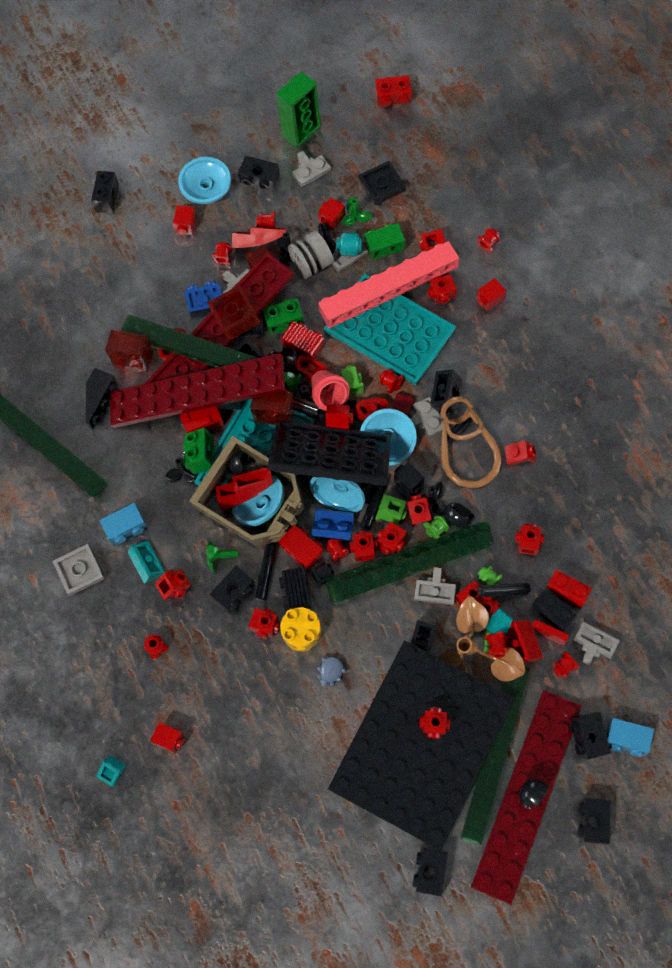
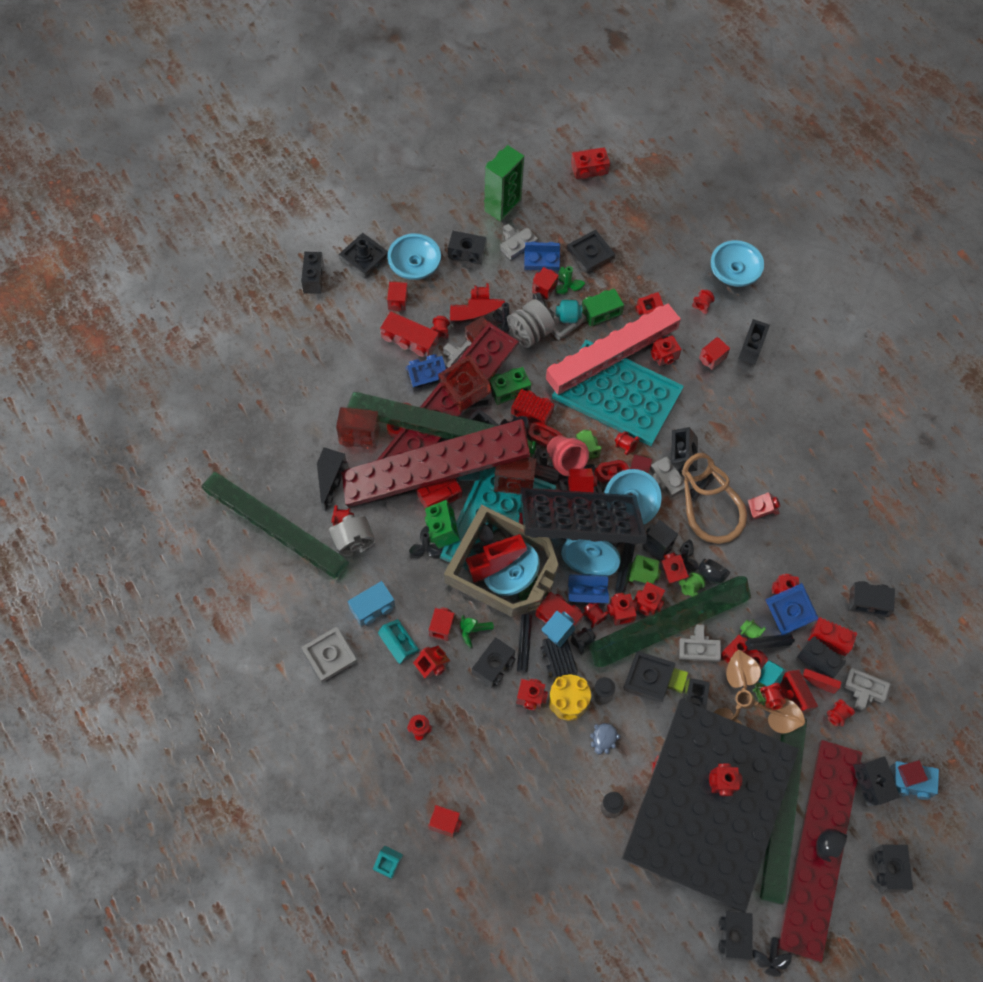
camera: 15 degrees left, 5 degrees down
(105, 437) = (339, 514): none -> red brick
(111, 456) = (352, 535): none -> light grey brick
(153, 173) = (363, 245): none -> black plate
(188, 548) = (441, 623): none -> red brick
(191, 259) = (409, 334): none -> red brick
(294, 562) = (559, 628): none -> dark azure brick
(328, 736) = (612, 804): none -> black brick
(332, 185) = (542, 255): none -> blue bracket
(335, 625) = (604, 690): none -> black brick
(381, 614) = (649, 676): none -> black plate
(407, 619) = (678, 680): none -> lime tile
(464, 899) = (774, 961): none -> black plant
(527, 194) = (737, 256): none -> medium azure dish
(530, 559) = (792, 609): none -> blue tile
(532, 285) = (754, 341): none -> black brick
(613, 554) = (872, 599): none -> black brick
(626, 731) = (912, 773): none -> dark red tile

